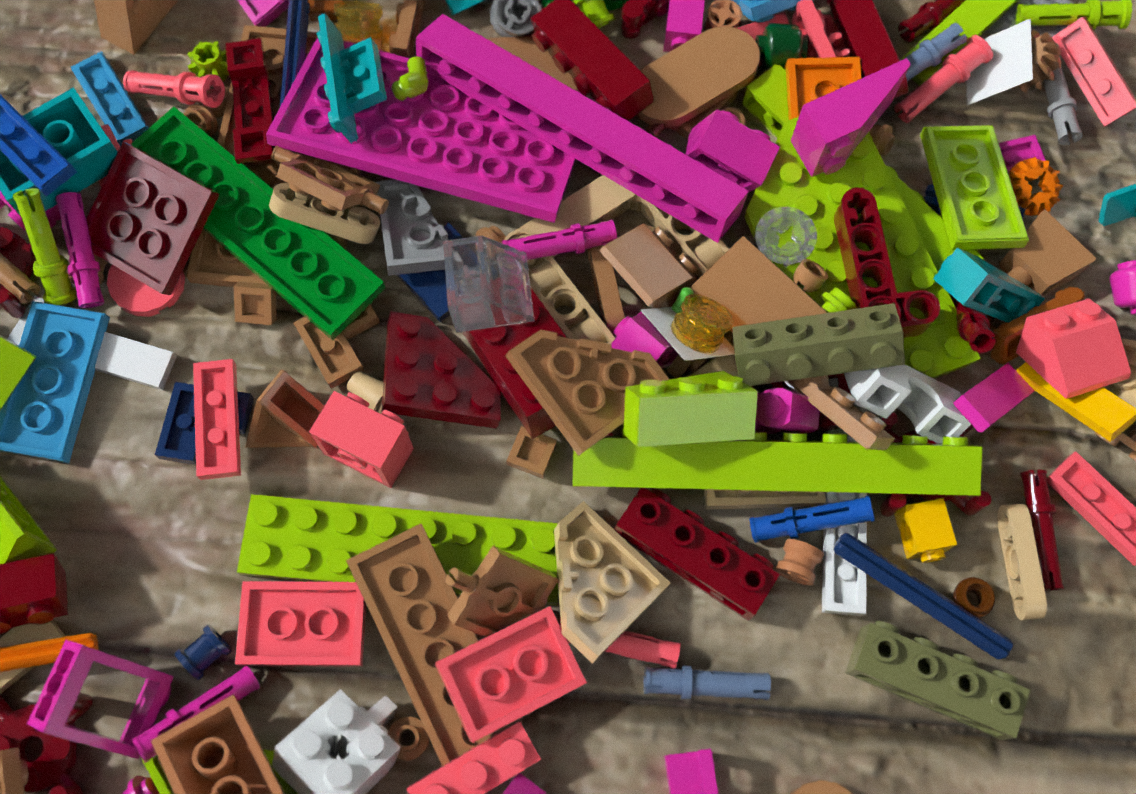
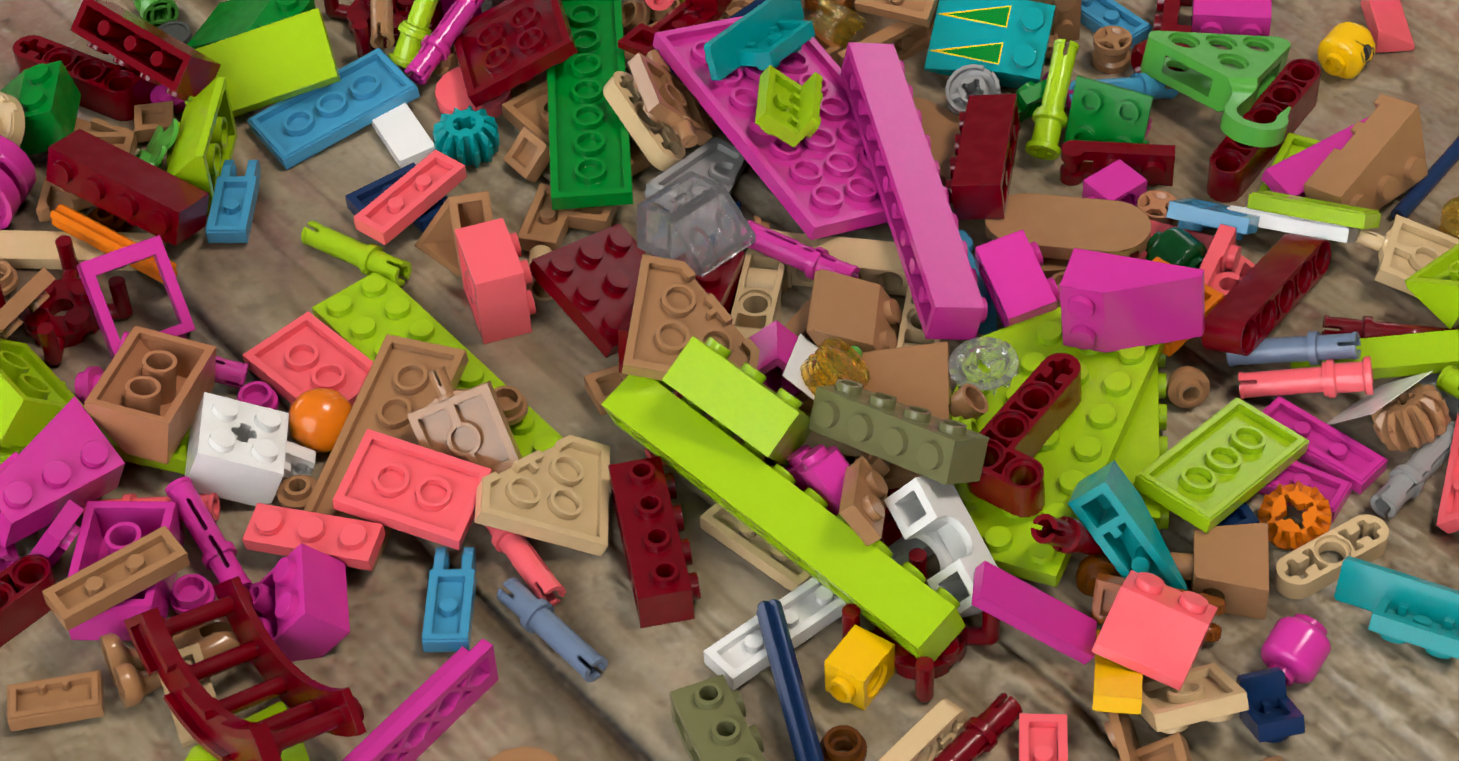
camera: 50 degrees right, 25 degrees down
(67, 533) = (233, 204): none -> dark azure hinge
(189, 326) = (467, 136): none -> teal gear
(203, 652) = (232, 334): dark blue bush -> none
(232, 492) = (366, 257): none -> lime pin
(286, 690) = (259, 394): none -> dark pink plate
(361, 668) = (318, 418): none -> orange hair
(412, 83) = (804, 70): lime arm -> none
(436, 123) = (787, 107): none -> lime bracket
(489, 534) = (512, 403): none -> medium nougat plate
(619, 728) = (450, 603): none -> dark azure hinge
(799, 562) = (725, 608): nougat wheel -> none
(811, 519) = (755, 578): blue pin -> none
(1009, 119) = (1328, 447): none -> dark pink tile
(1085, 185) = (1324, 573): none -> tan beam

